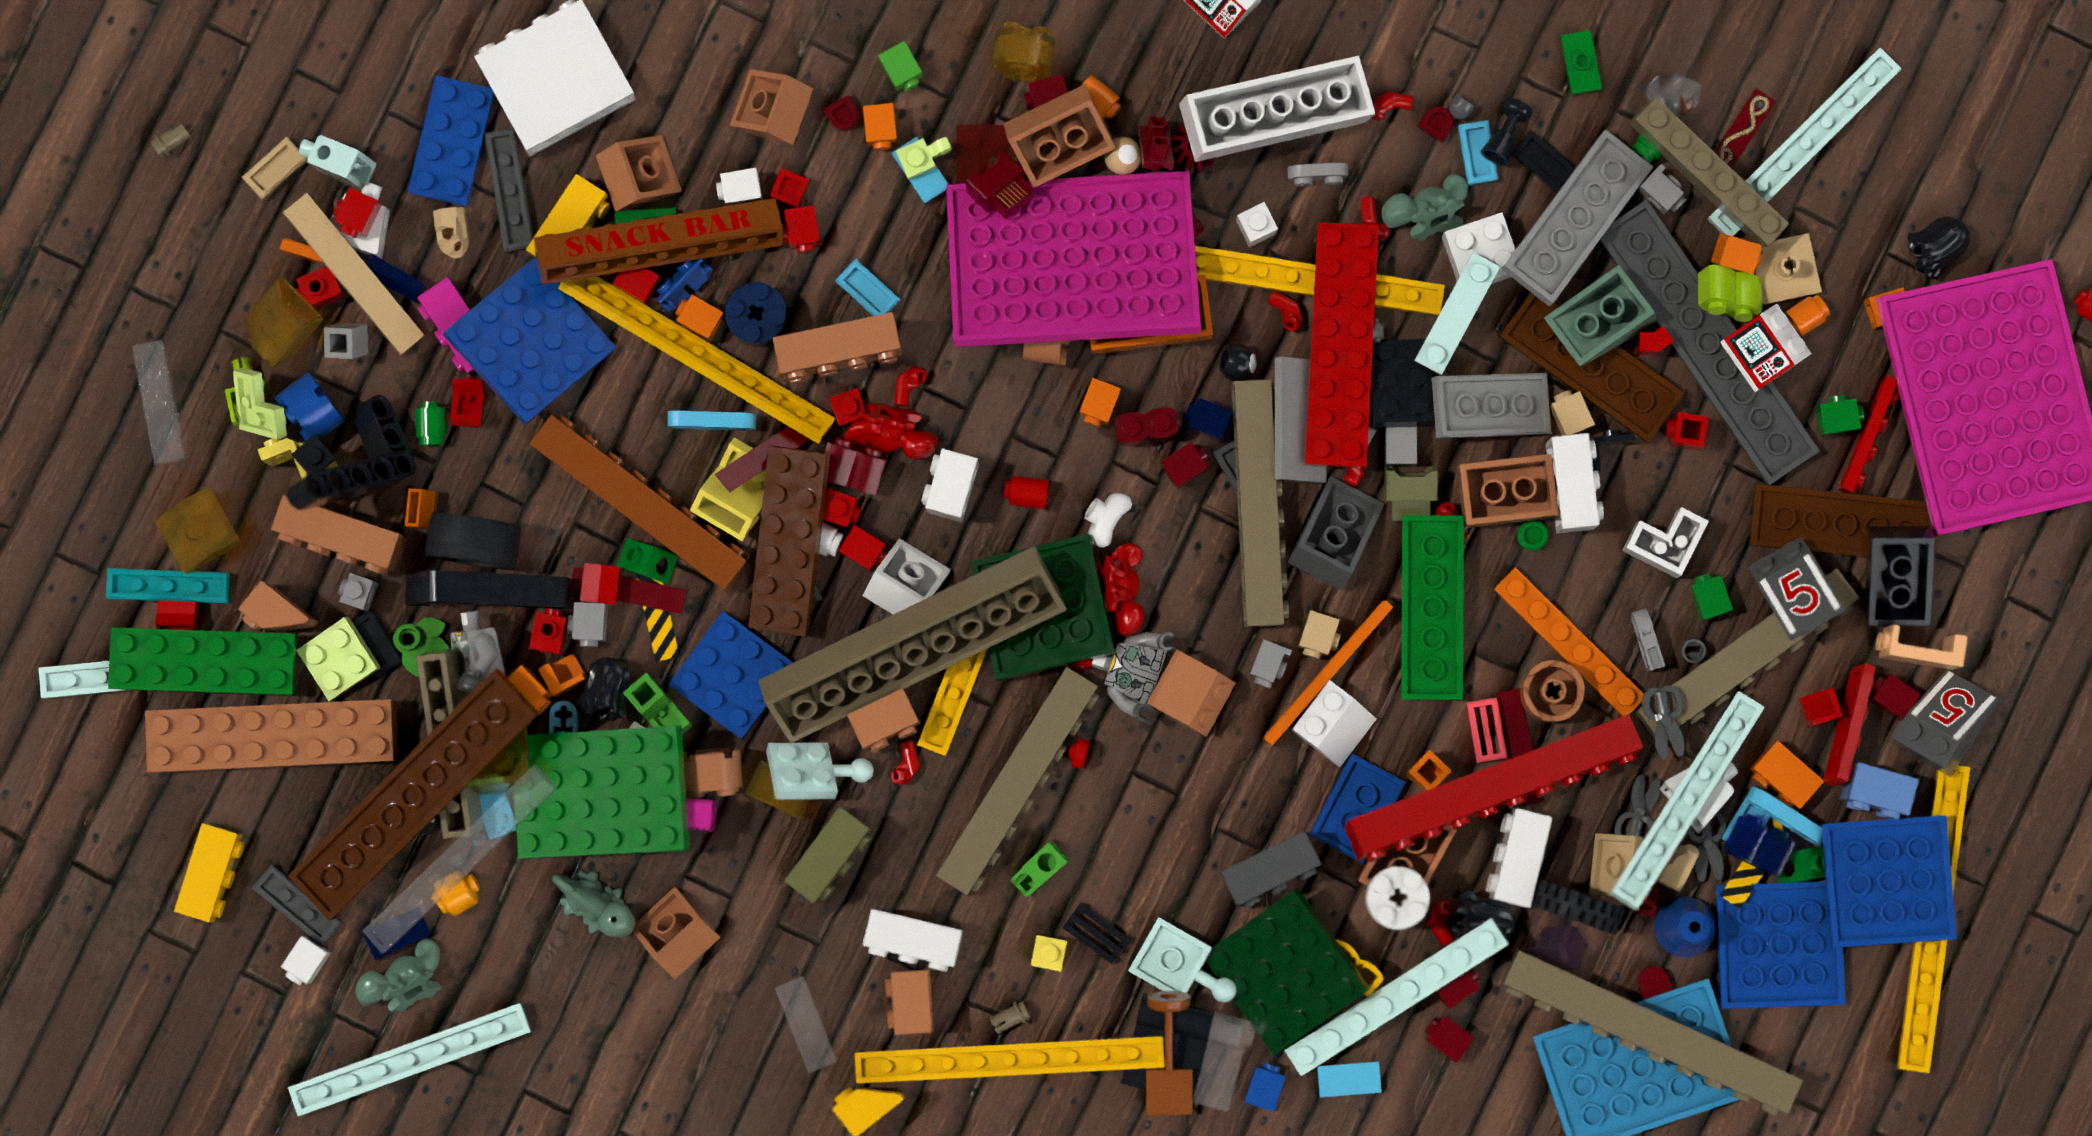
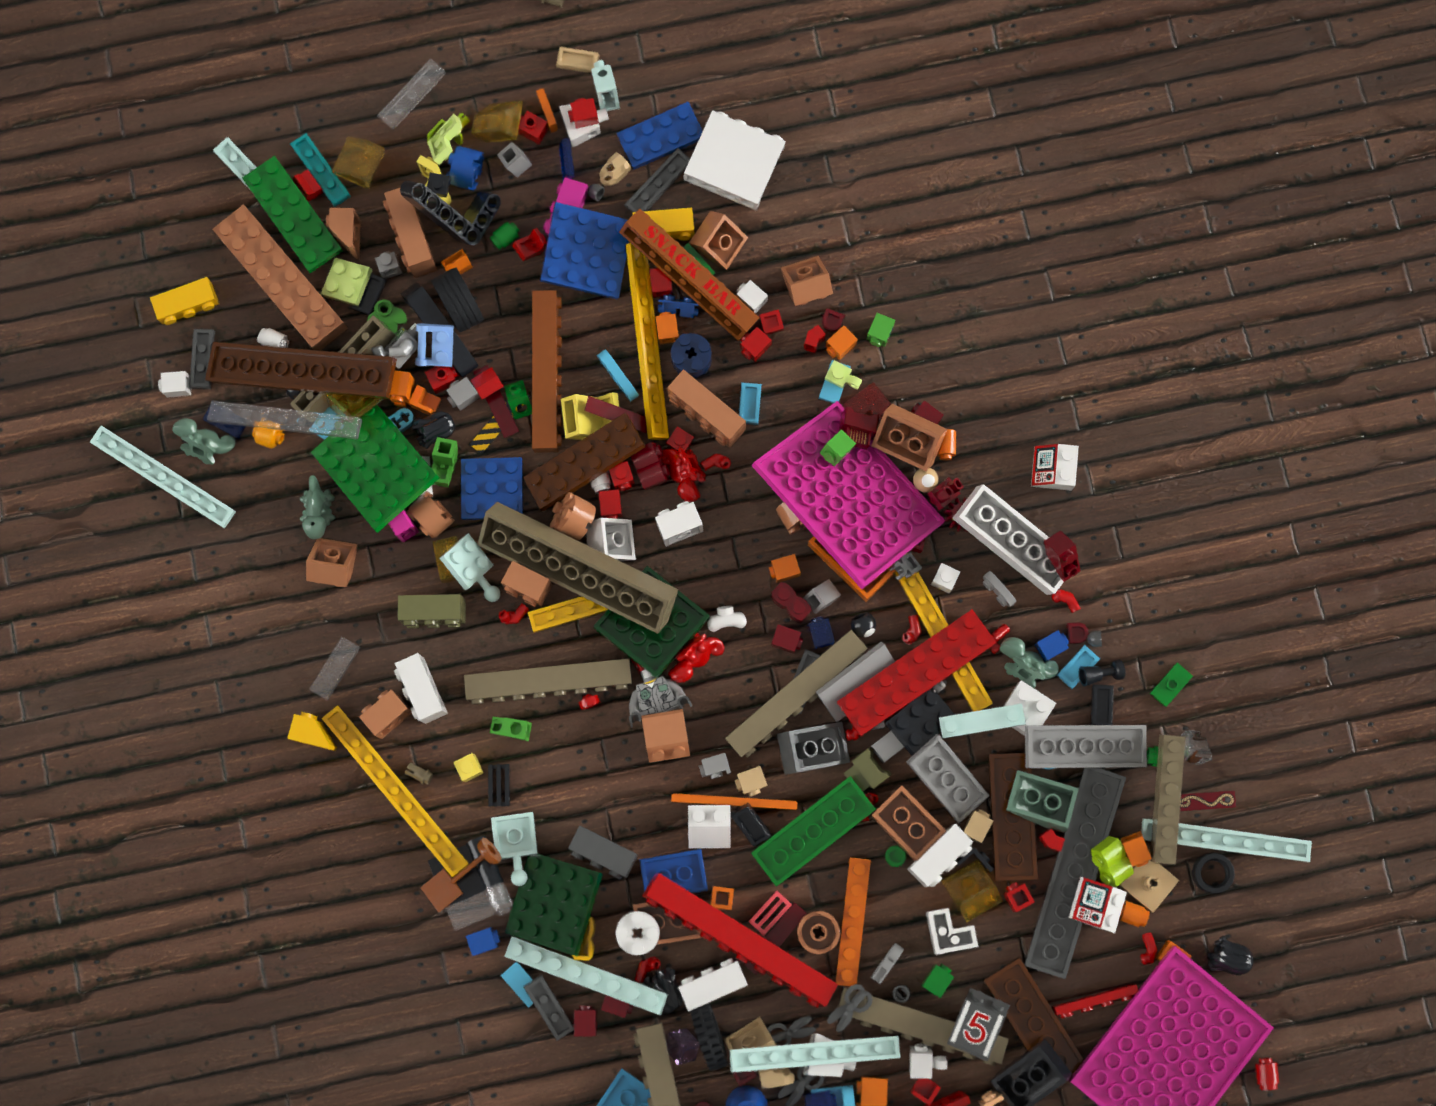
camera: 50 degrees right, 5 degrees down
(342, 801) = (272, 338): none -> white brick
(353, 273) = (551, 136): tan tile -> none
(461, 273) = (596, 192): none -> dark grey hinge
(516, 602) = (441, 345): none -> light blue plate
(845, 604) = (572, 516): none -> nougat brick
(850, 154) = (814, 338): none -> red piece
(1009, 229) = (837, 448): none -> bright green brick
(1023, 52) = (938, 385): clear yellow brick -> none
(1027, 492) = (707, 567): red brick -> none
(1167, 384) = (822, 596): none -> light grey brick
(1210, 259) = (906, 566): none -> dark grey plate
(1339, 68) = (1062, 555): none -> dark red slope
(1369, 674) = (750, 824): none -> black tile
(1399, 1068) = (549, 1007): none -> dark grey tile
(1431, 163) = (1052, 645): none -> blue brick
(1639, 478) = (972, 891): none -> clear yellow slope
(1662, 191) = (1137, 782): light grey brick -> none
(1788, 685) = (922, 1061): none -> white brick
(1839, 416) = (1093, 975): green brick -> none
(1842, 168) = (1229, 871): none -> black tyre
(1861, 327) = (1151, 949): none -> red arm

